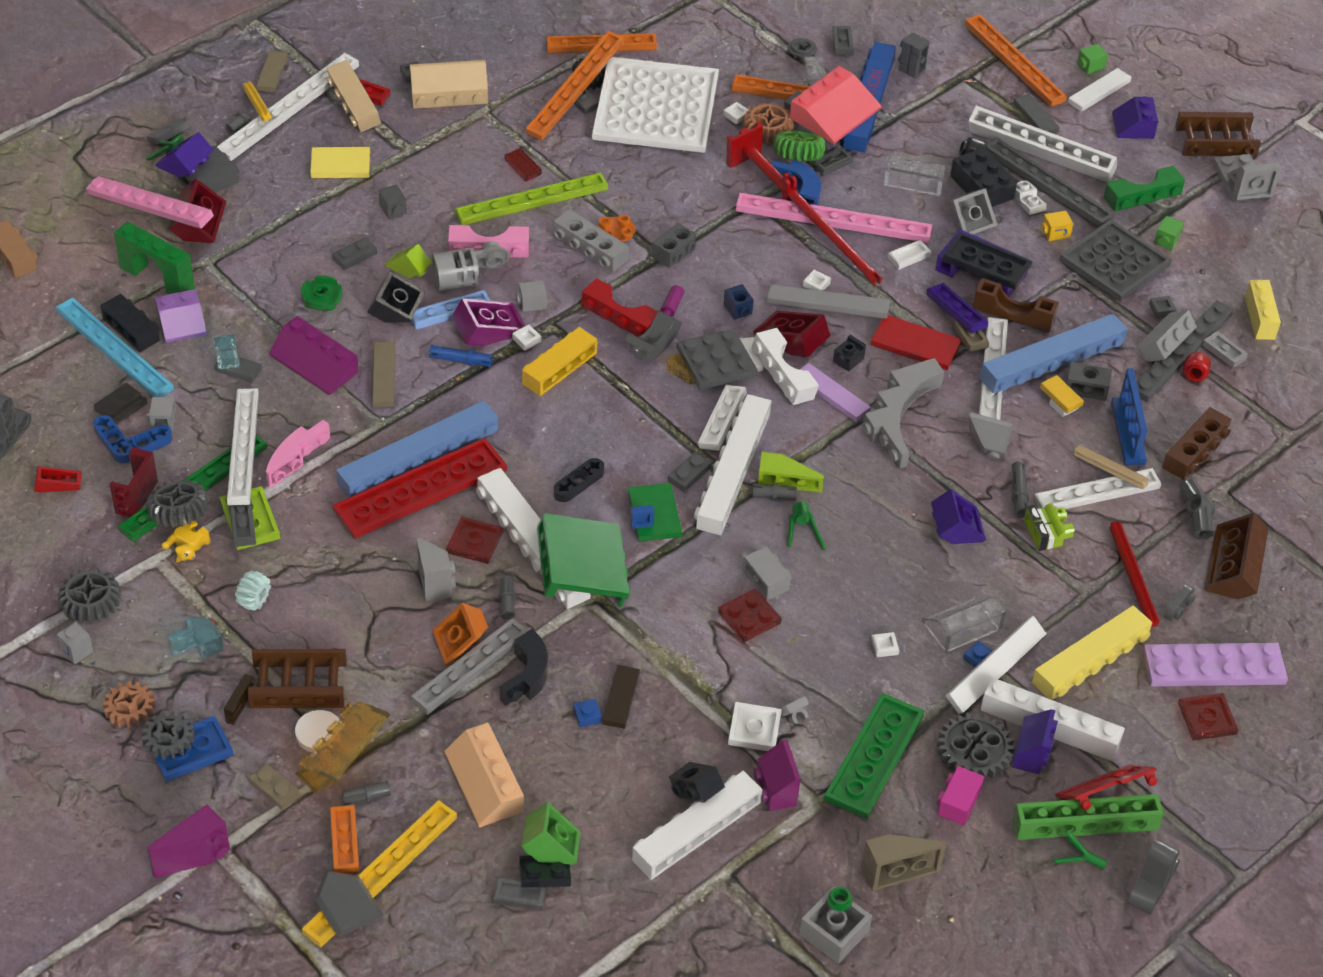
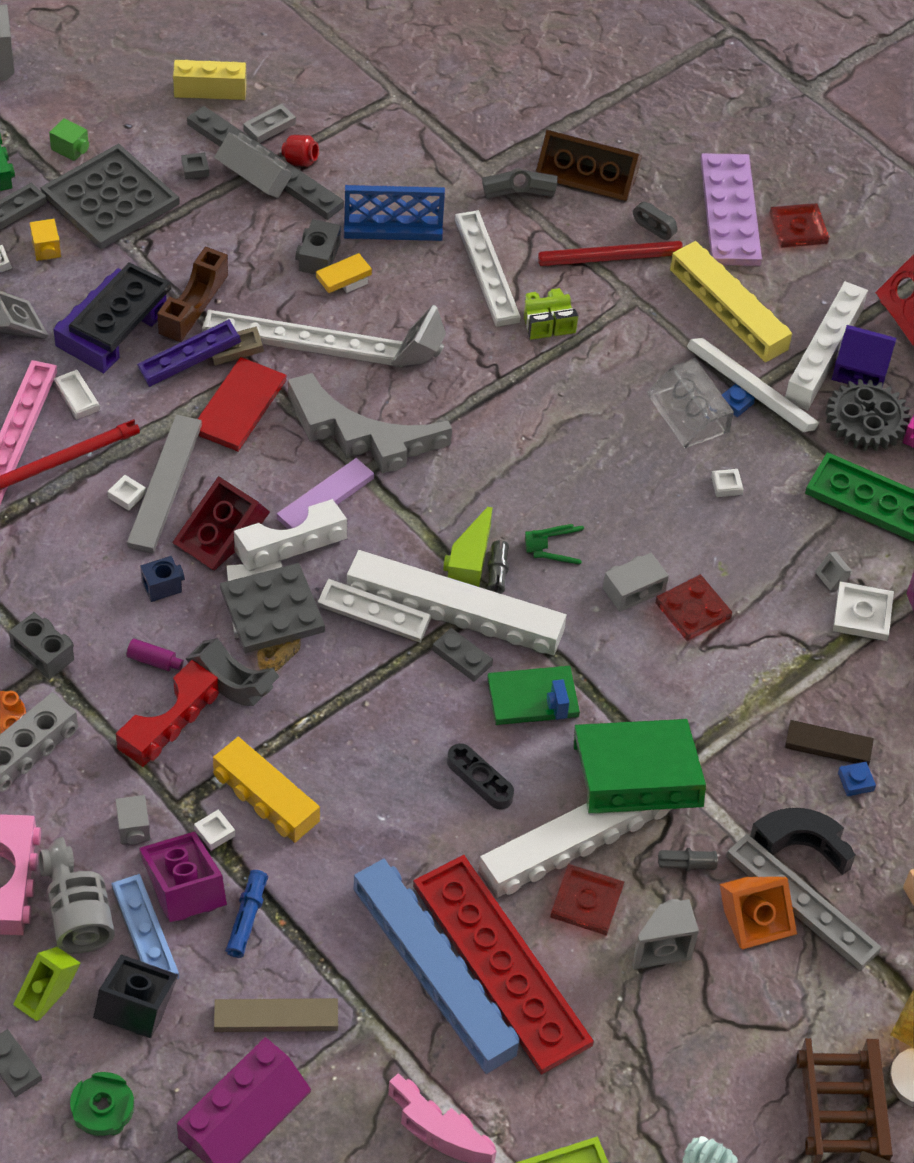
camera: 90 degrees left, 5 degrees up
(849, 353) = (262, 469): black brick -> none
(957, 519) = (543, 394): dark purple slope -> none
(1020, 495) = (490, 332): dark grey pin -> none
(1052, 353) = (279, 271): medium blue brick -> none
(1111, 467) = (459, 246): tan axle -> none
(1197, 443) = (419, 167): reddish brown brick -> none

